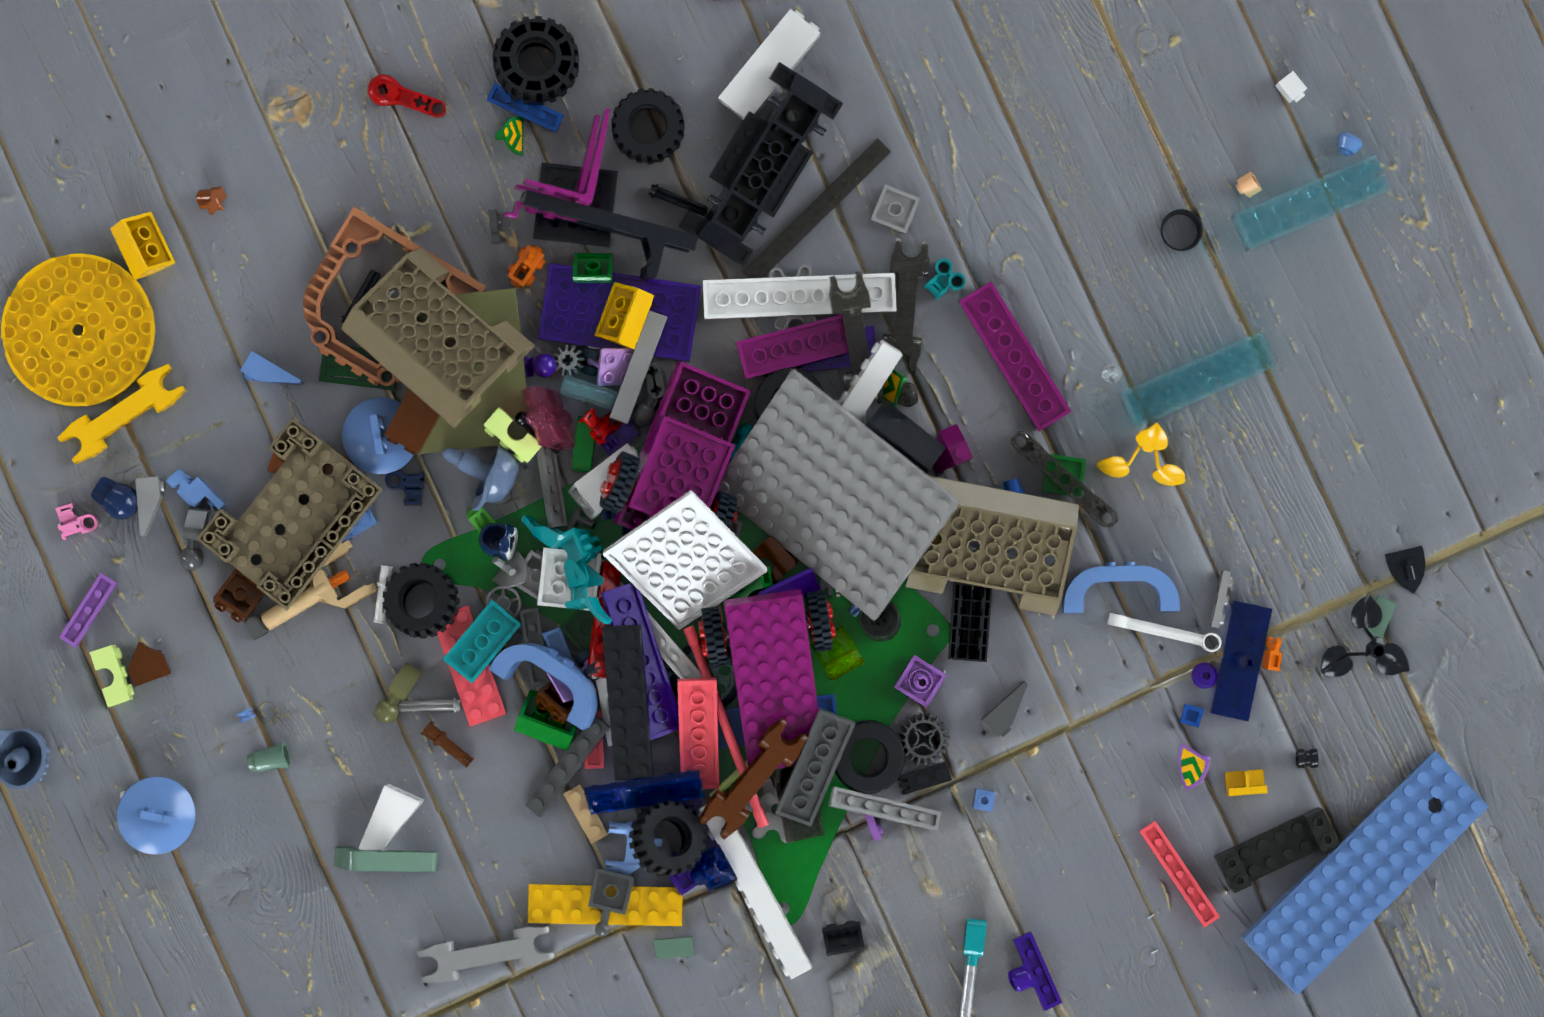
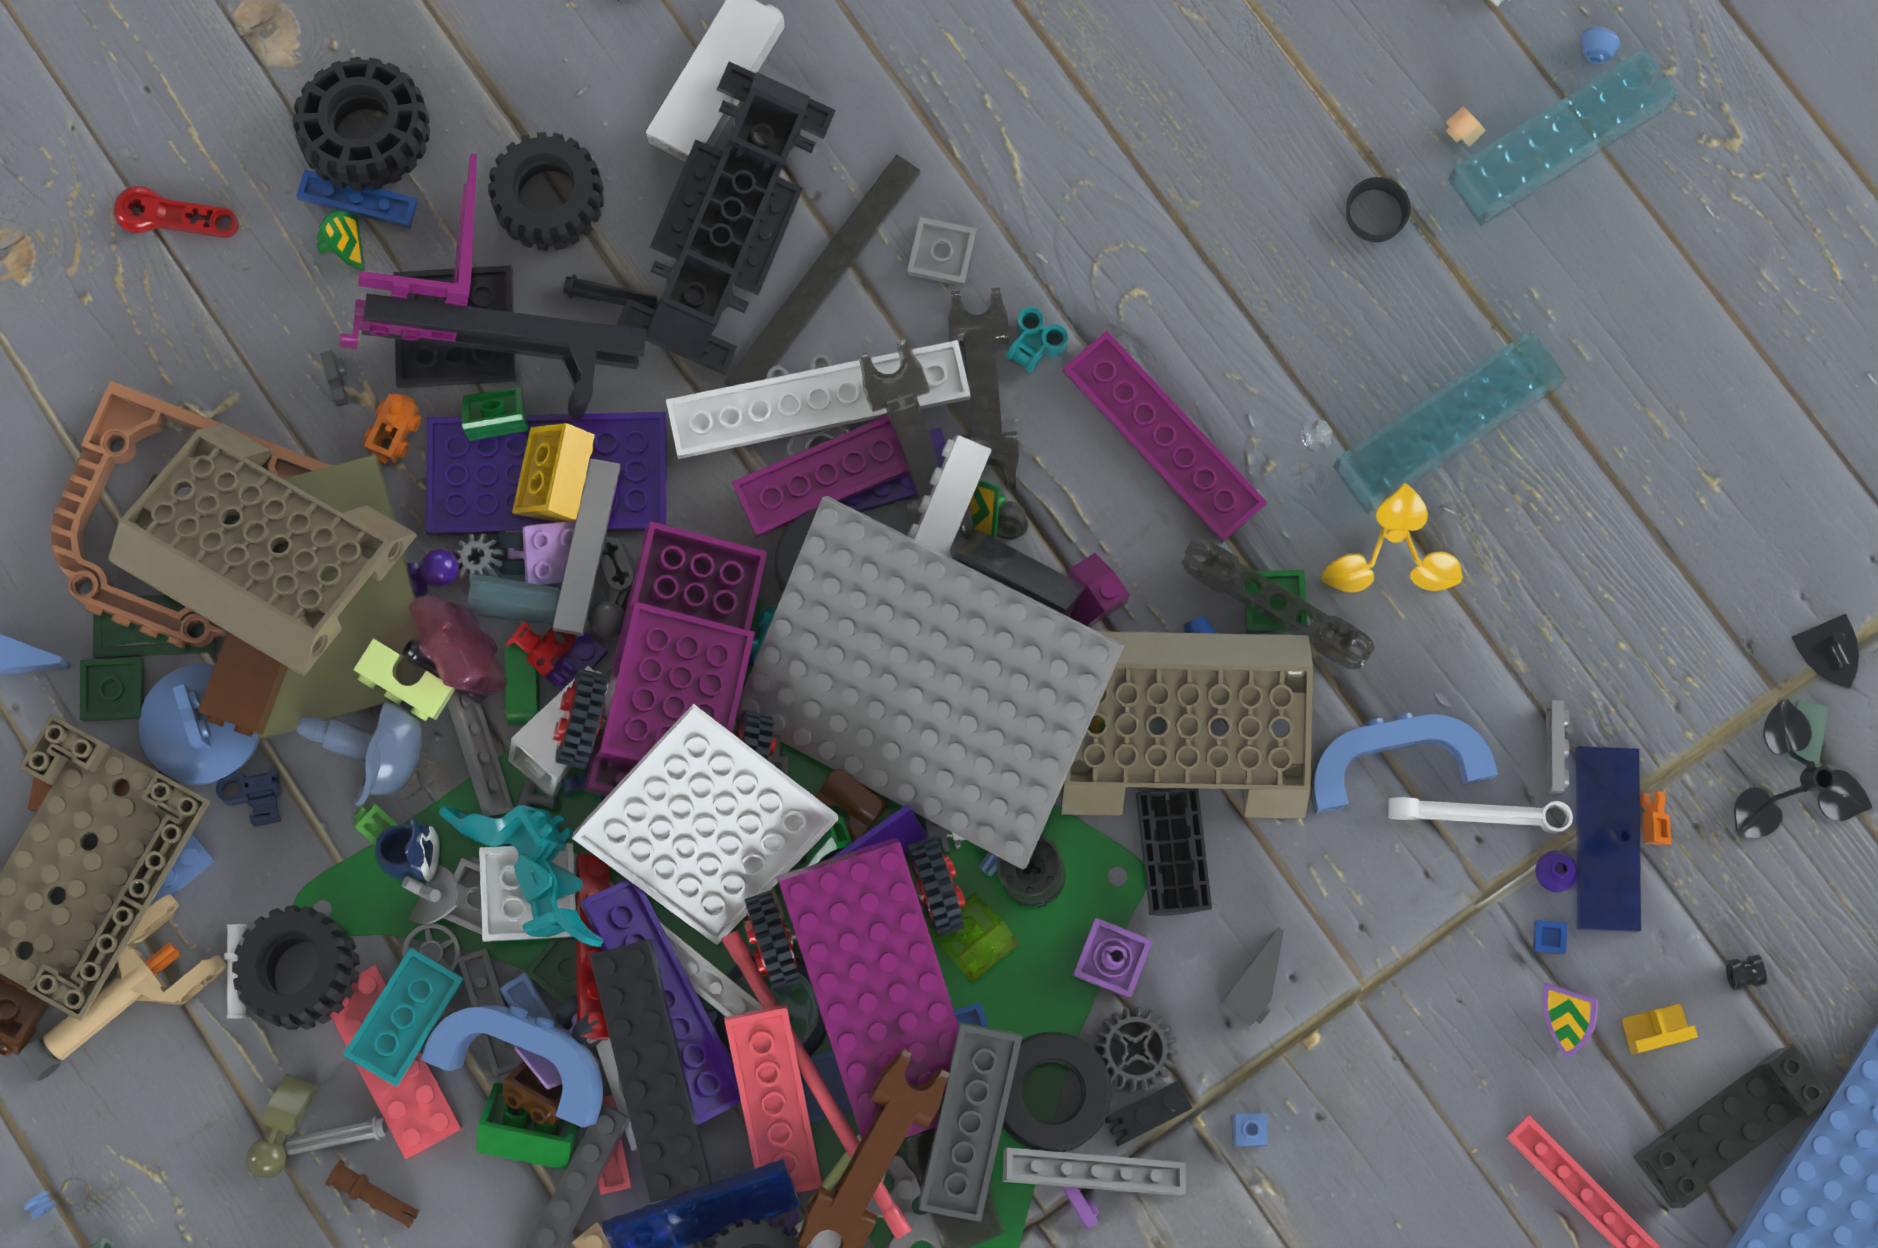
camera: 10 degrees left, 10 degrees down
(328, 404) = (111, 689): none -> dark green plate

